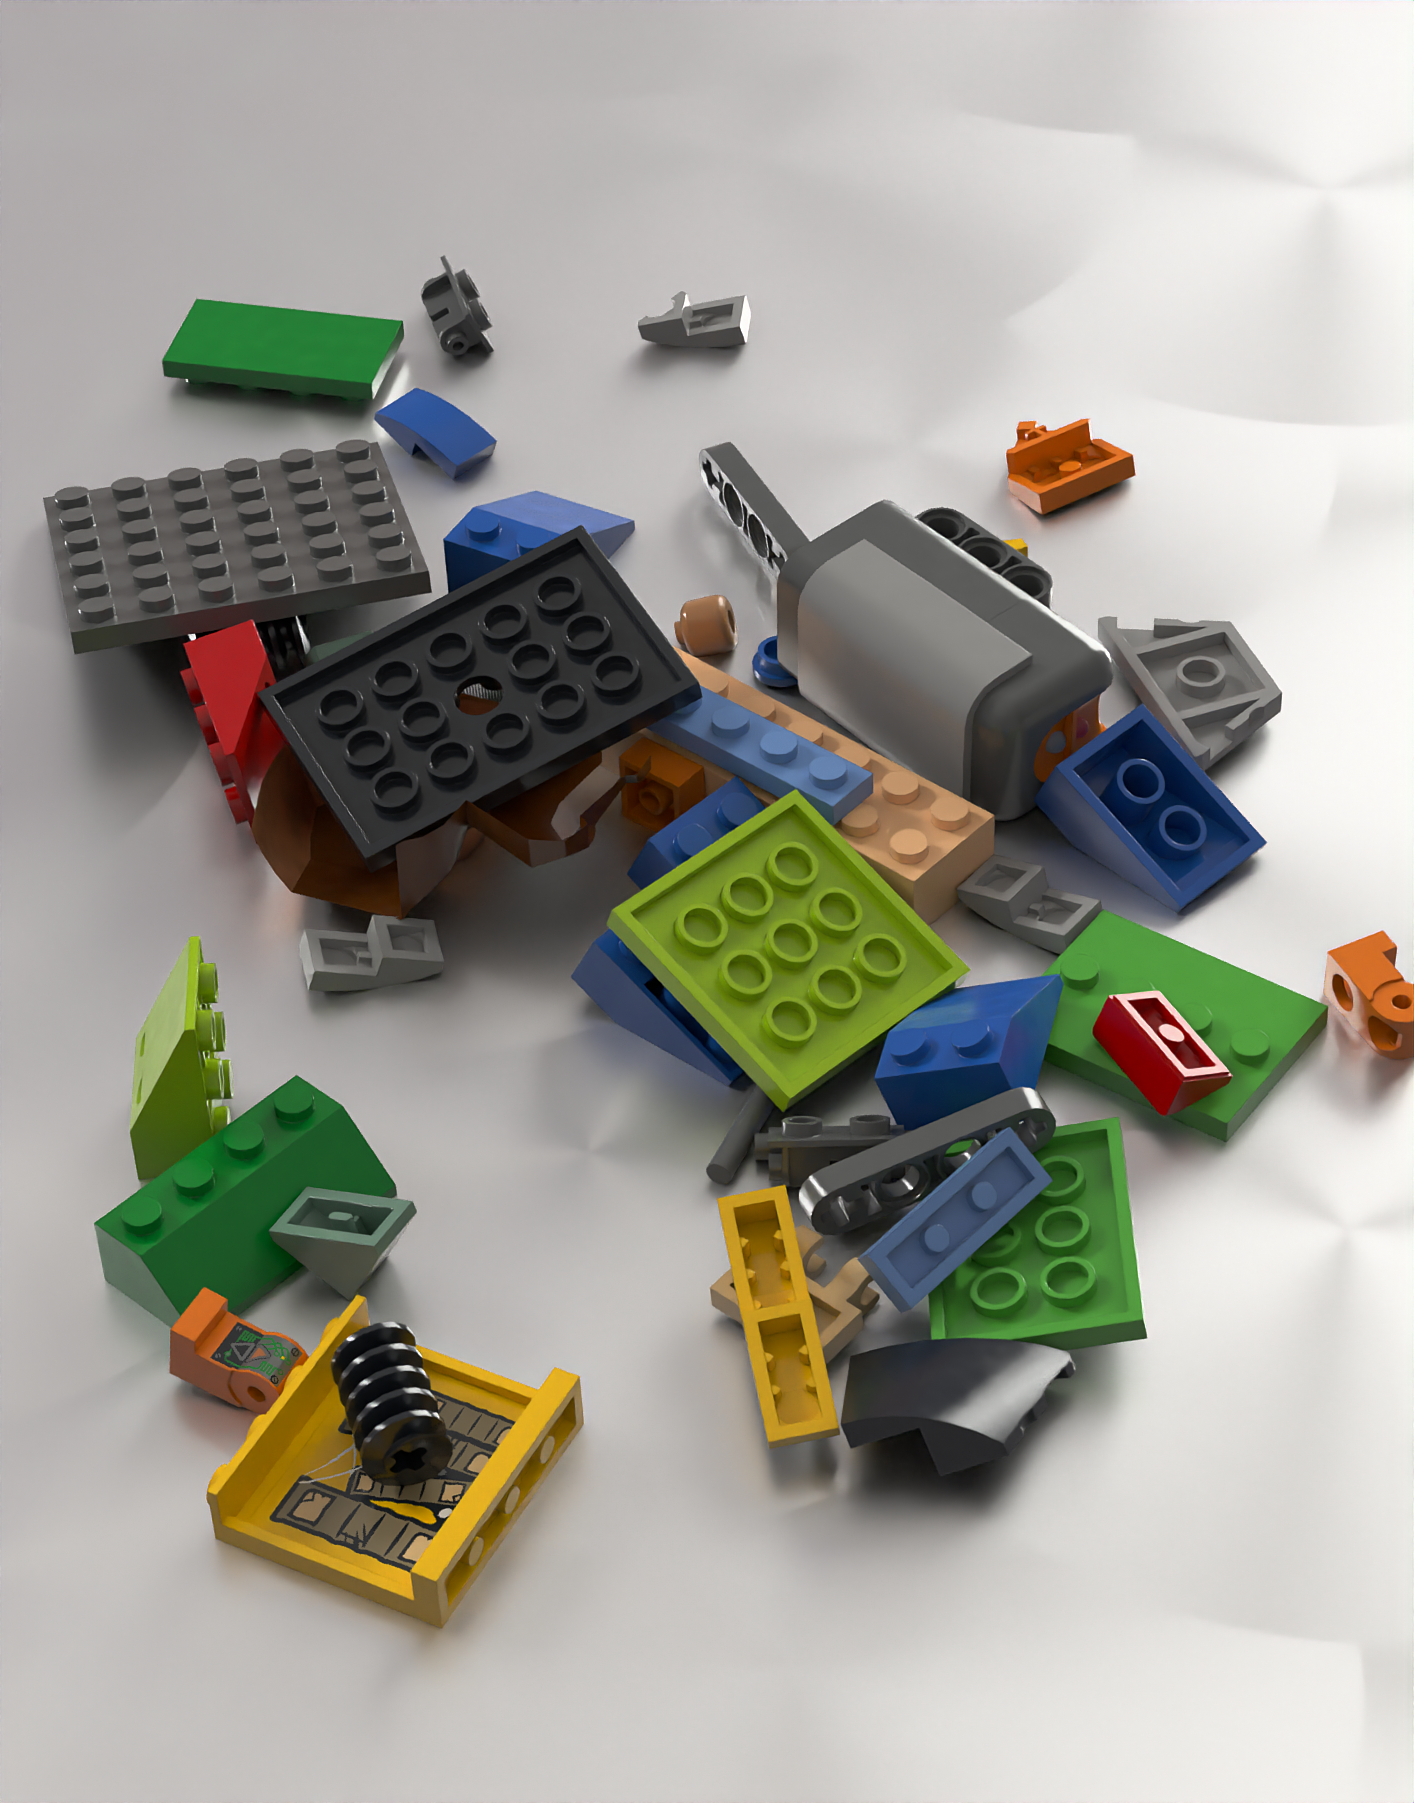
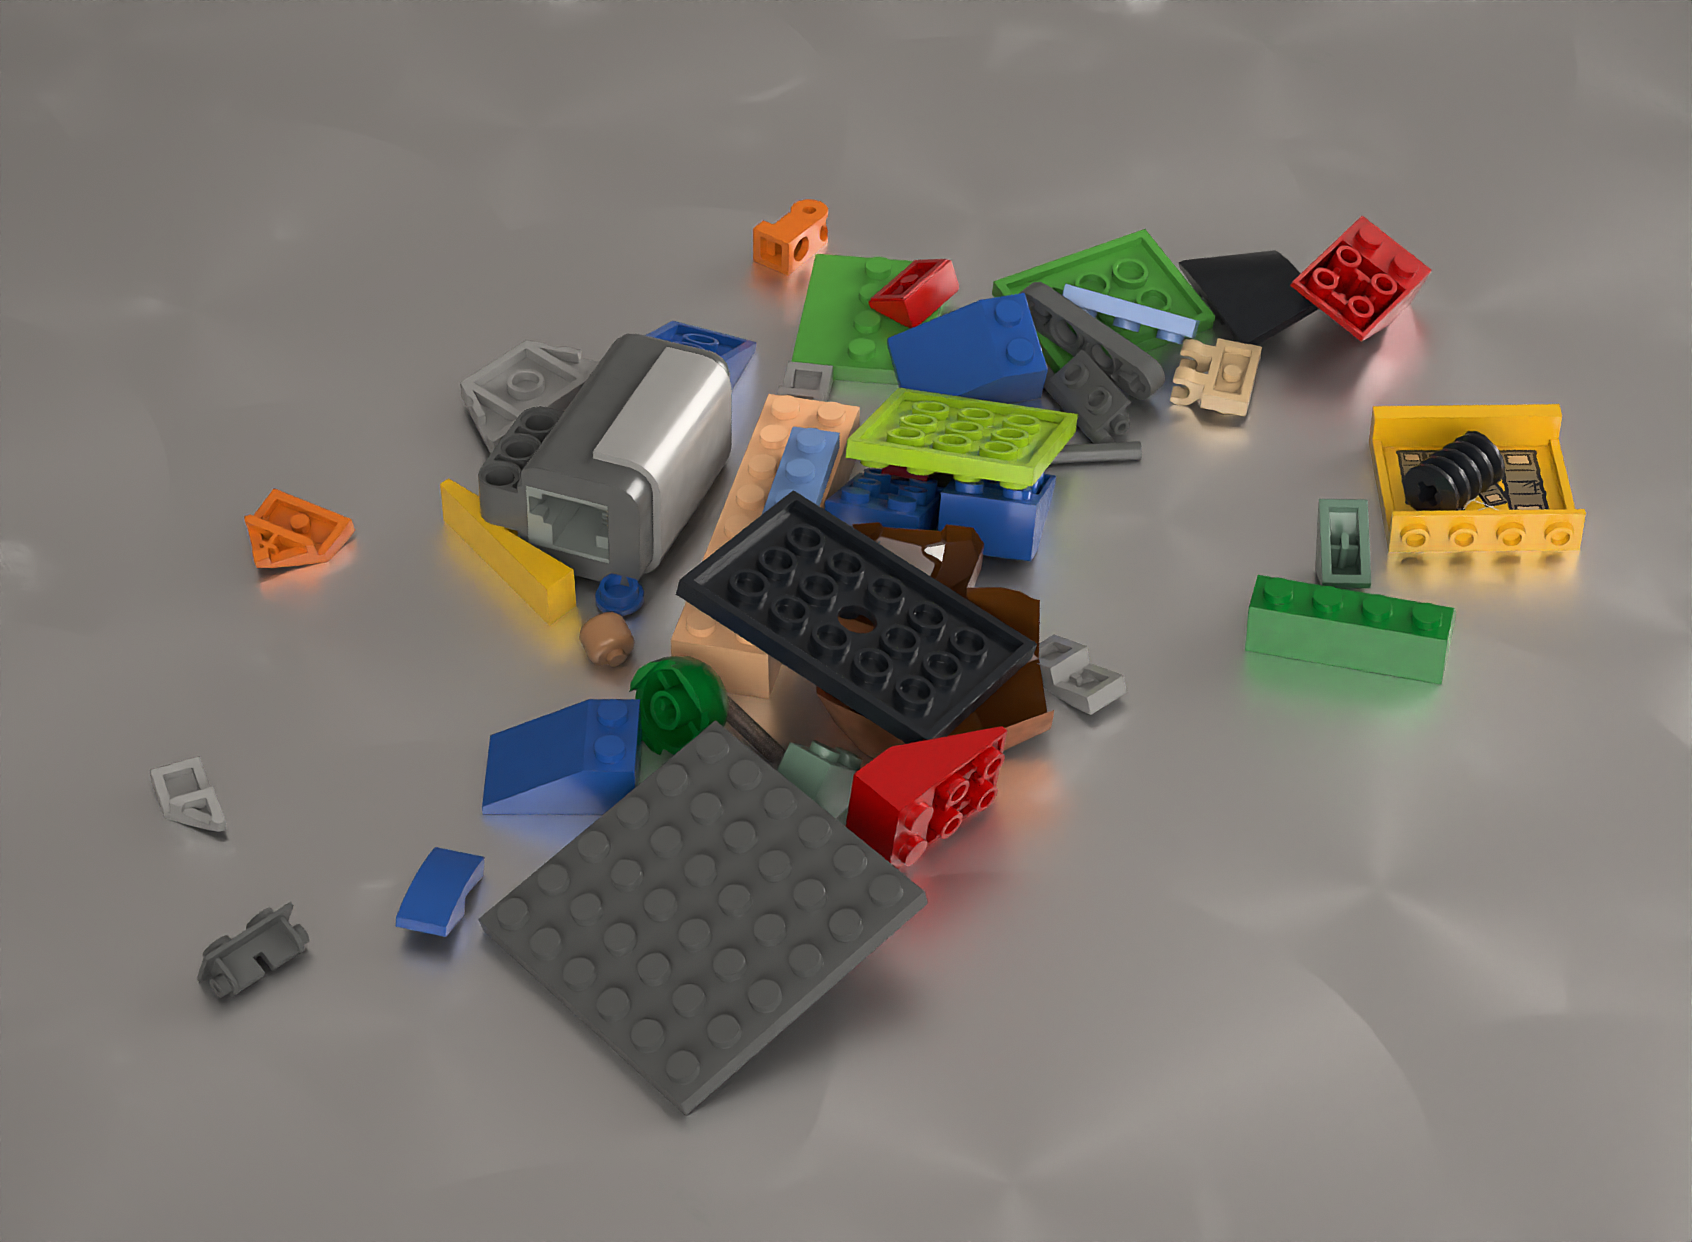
camera: 120 degrees left, 0 degrees up
(179, 1068) = (1292, 656): lime slope -> none
(231, 1354) = (1467, 567): orange leg -> none
(283, 349) = (373, 1043): green tile -> none
(750, 505) = (458, 656): dark grey beam -> none
(777, 1317) = (1268, 351): yellow slope -> none
(844, 1481) = (1363, 280): none -> red slope

